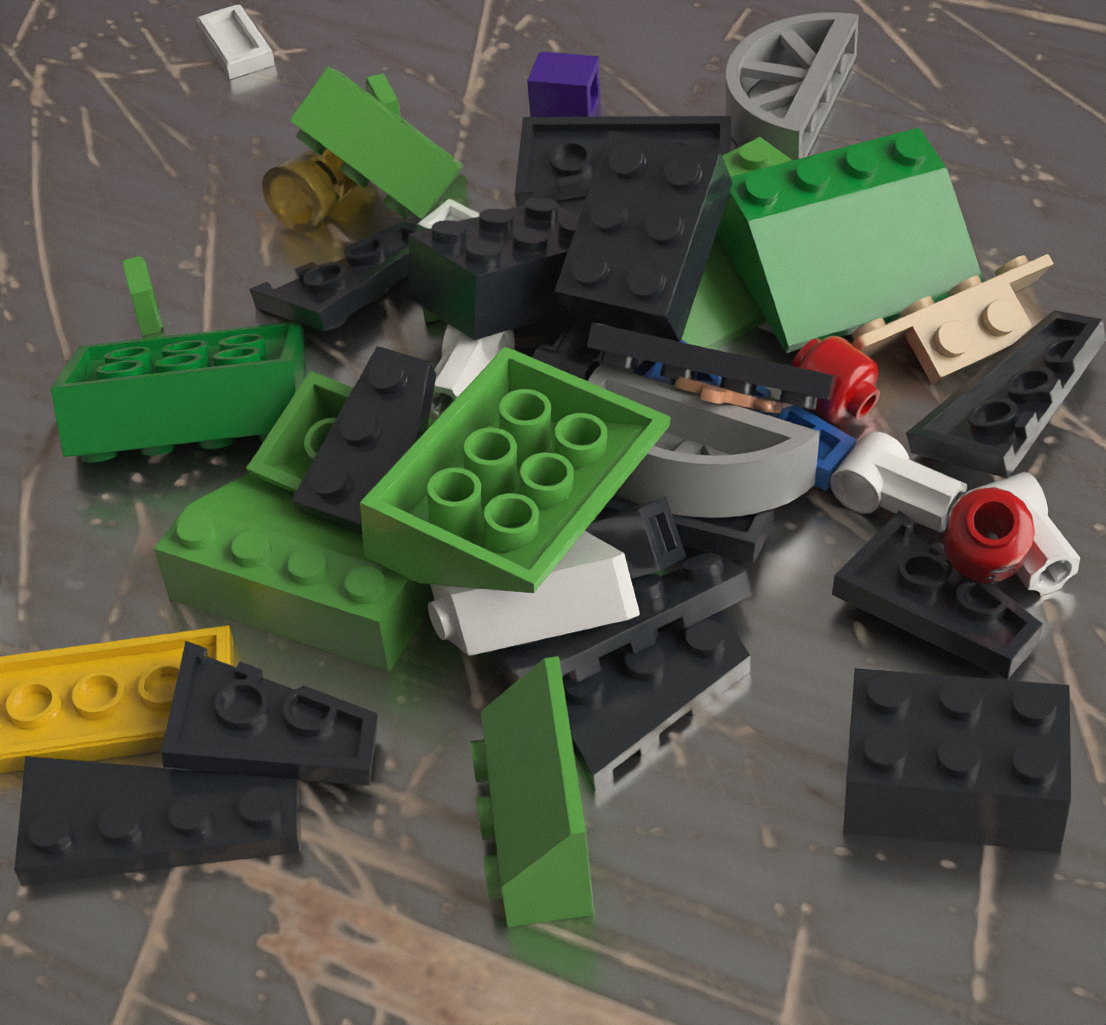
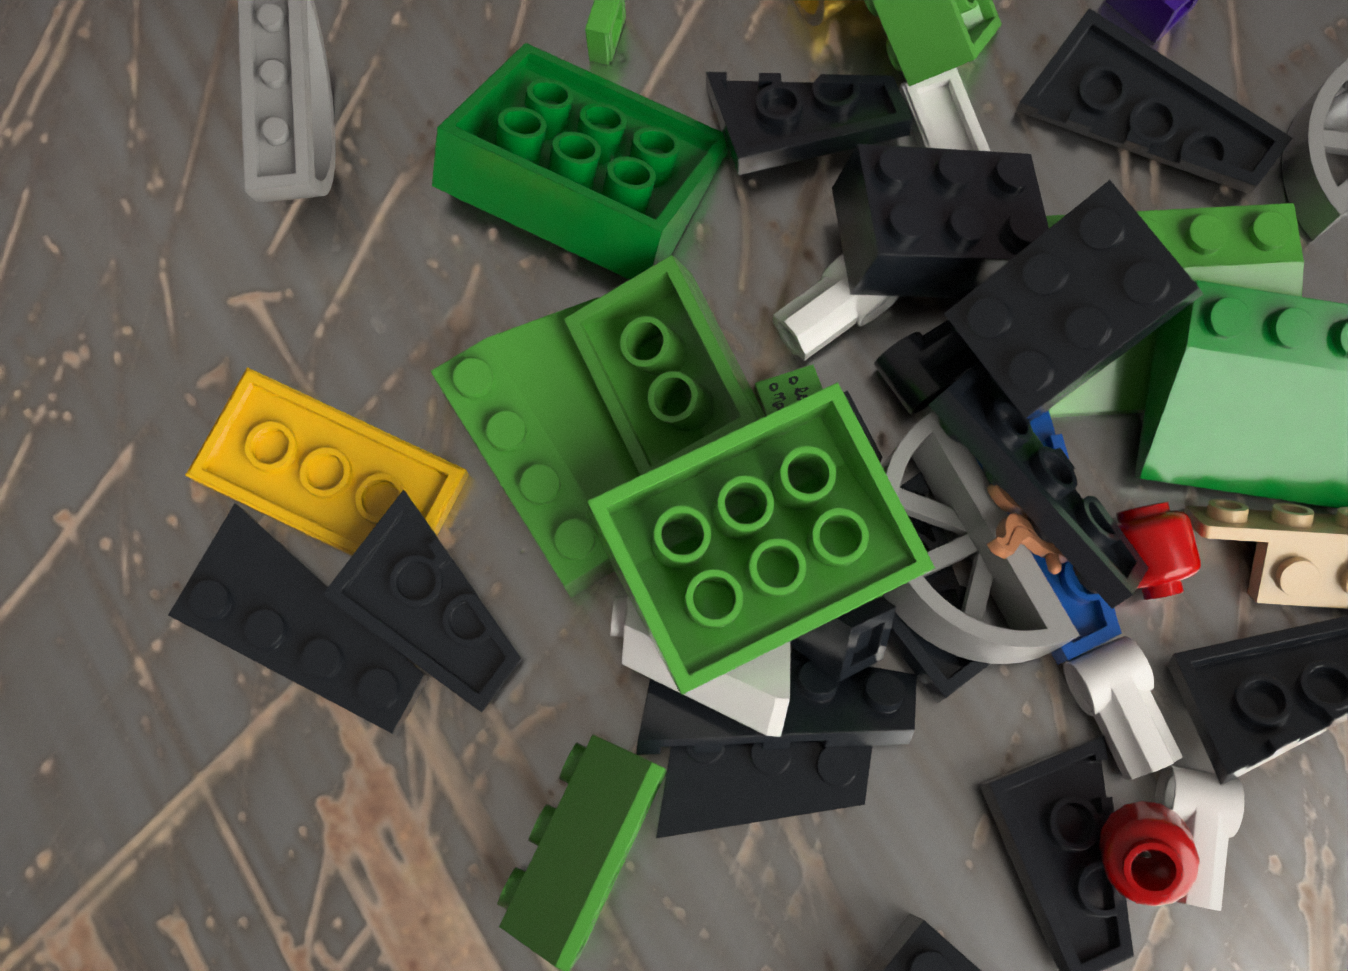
camera: 30 degrees right, 30 degrees up
(368, 438) = (671, 387): black wing -> none

